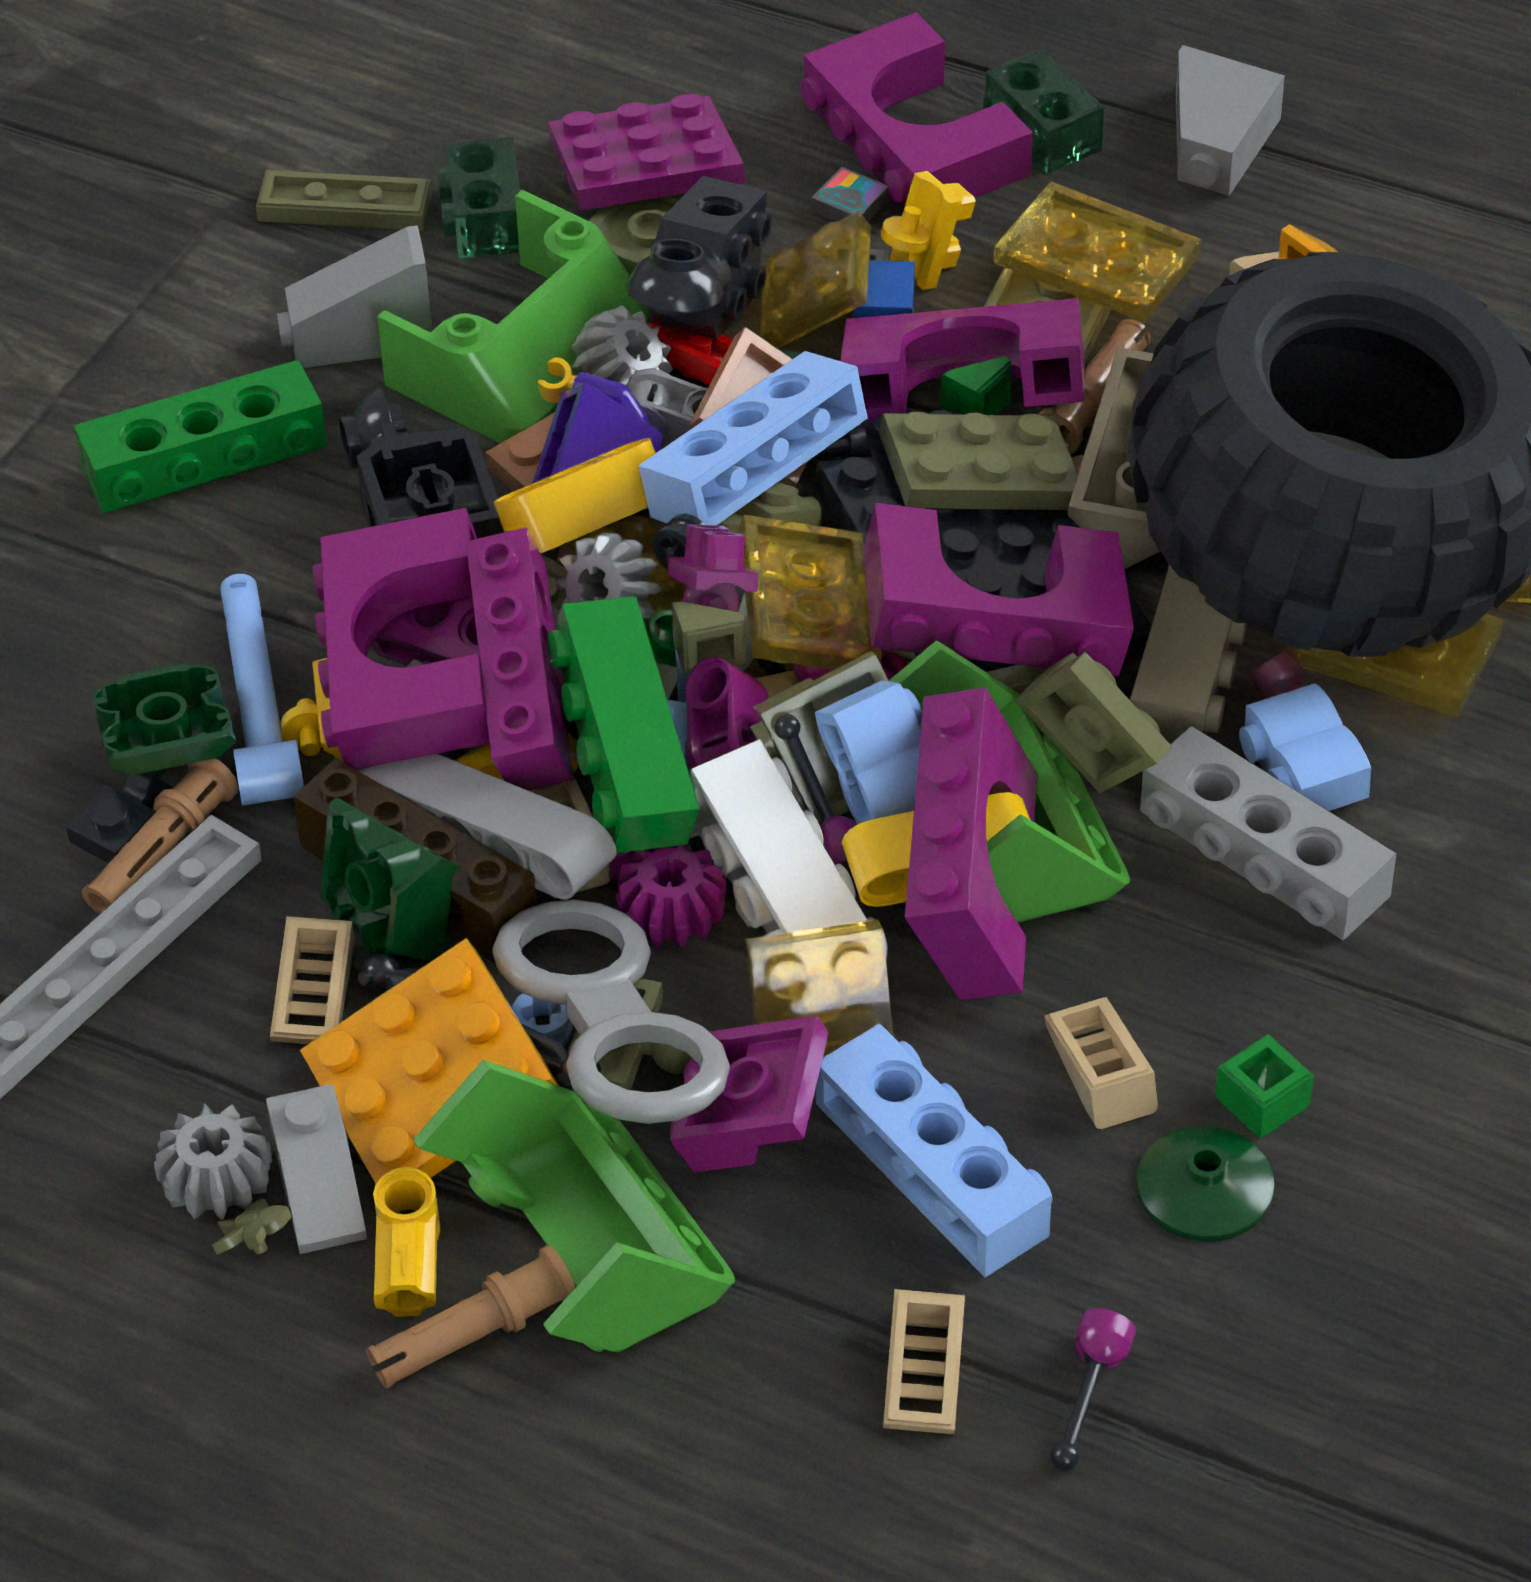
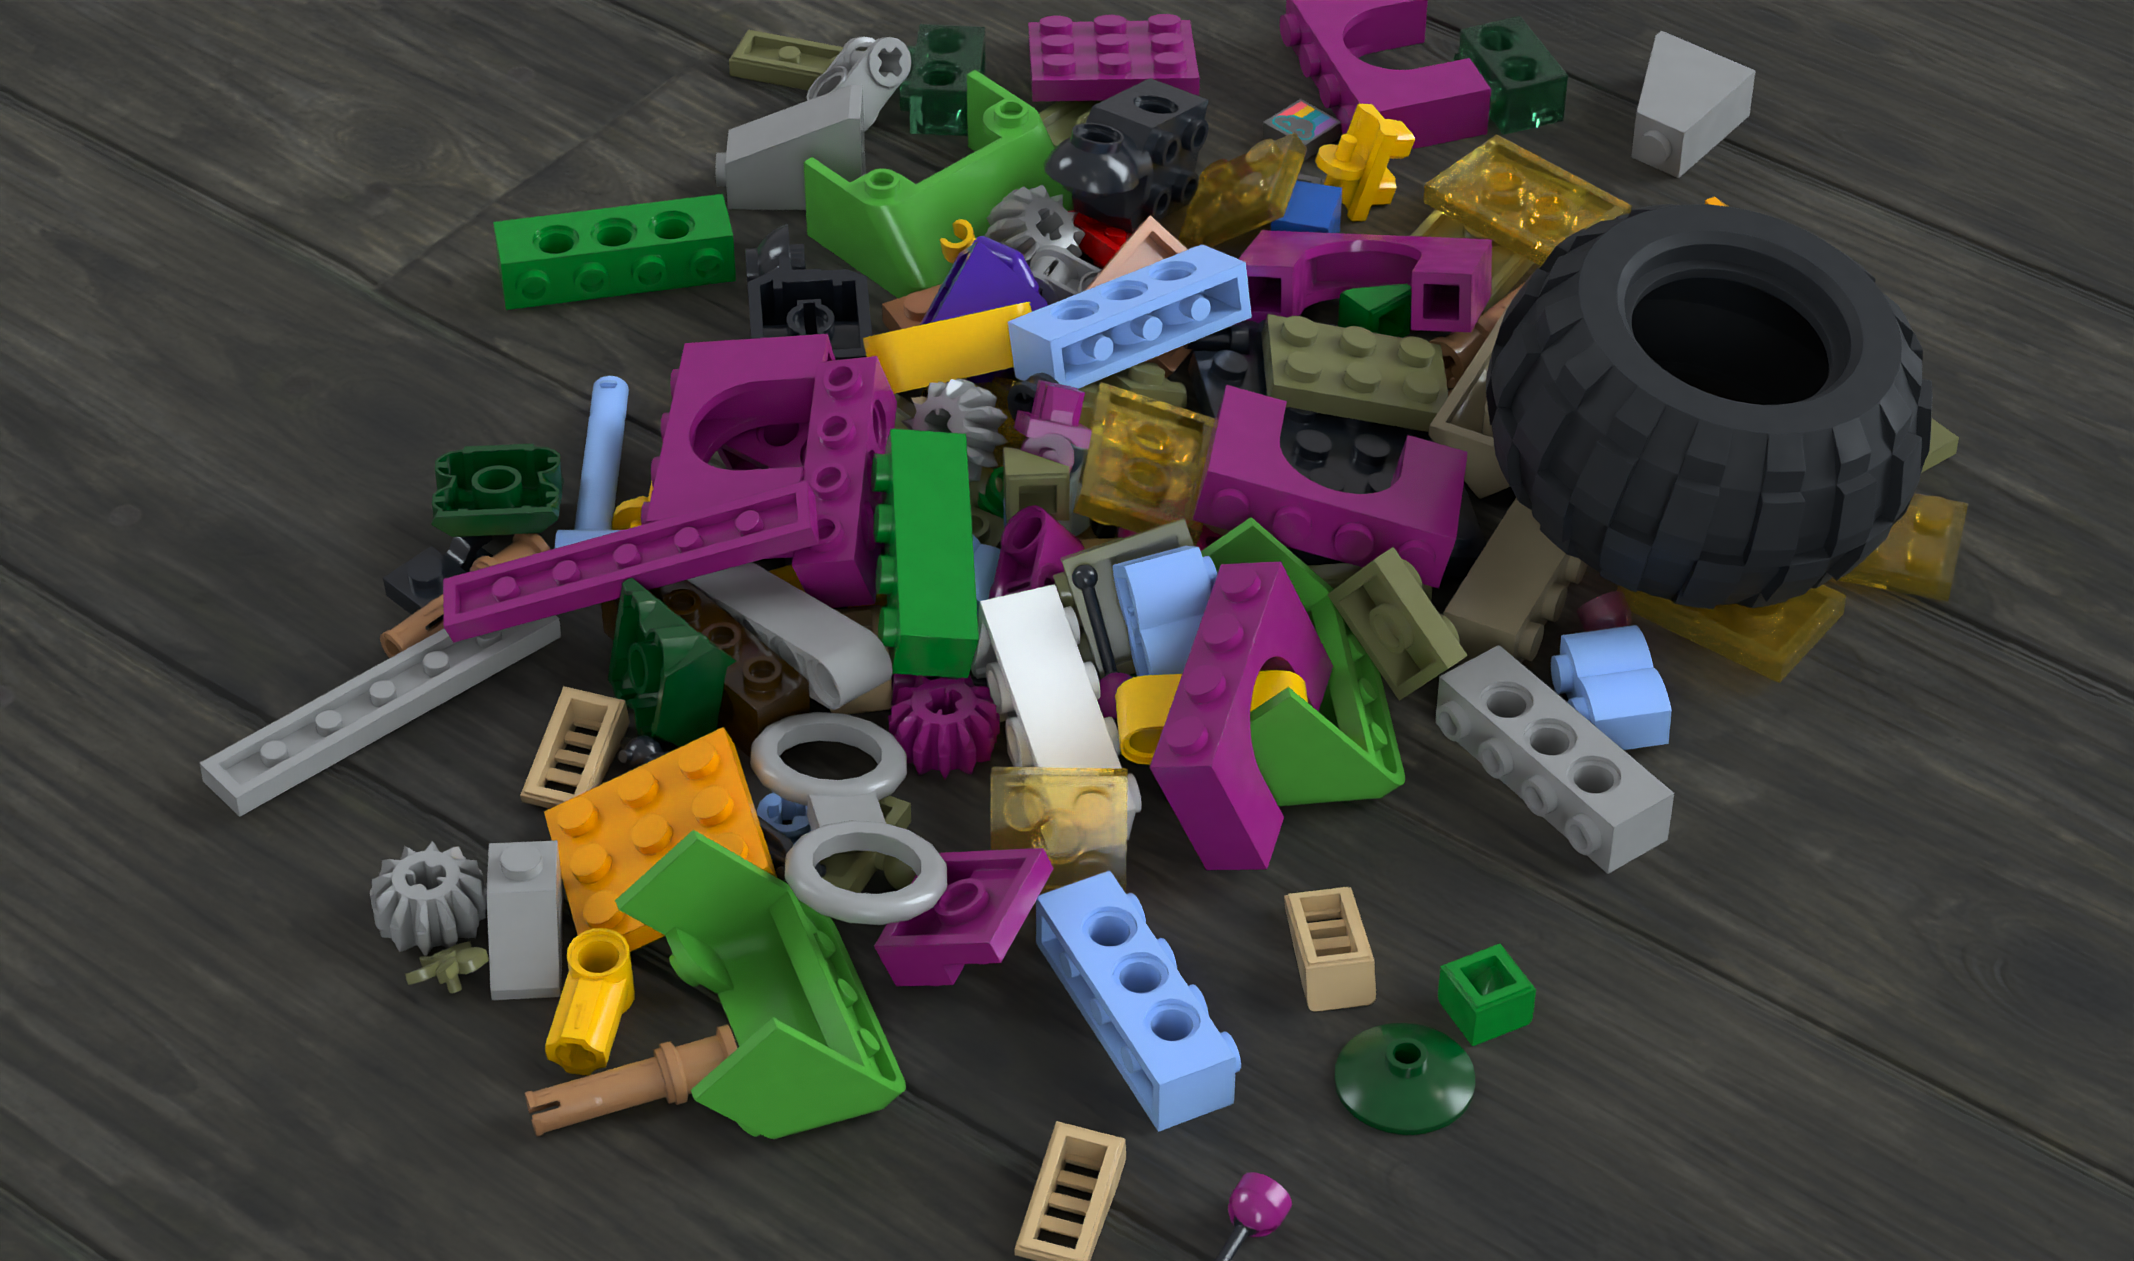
camera: 10 degrees right, 5 degrees down
(345, 768) = (648, 553): none -> magenta plate
(400, 204) = (876, 65): none -> light grey piece

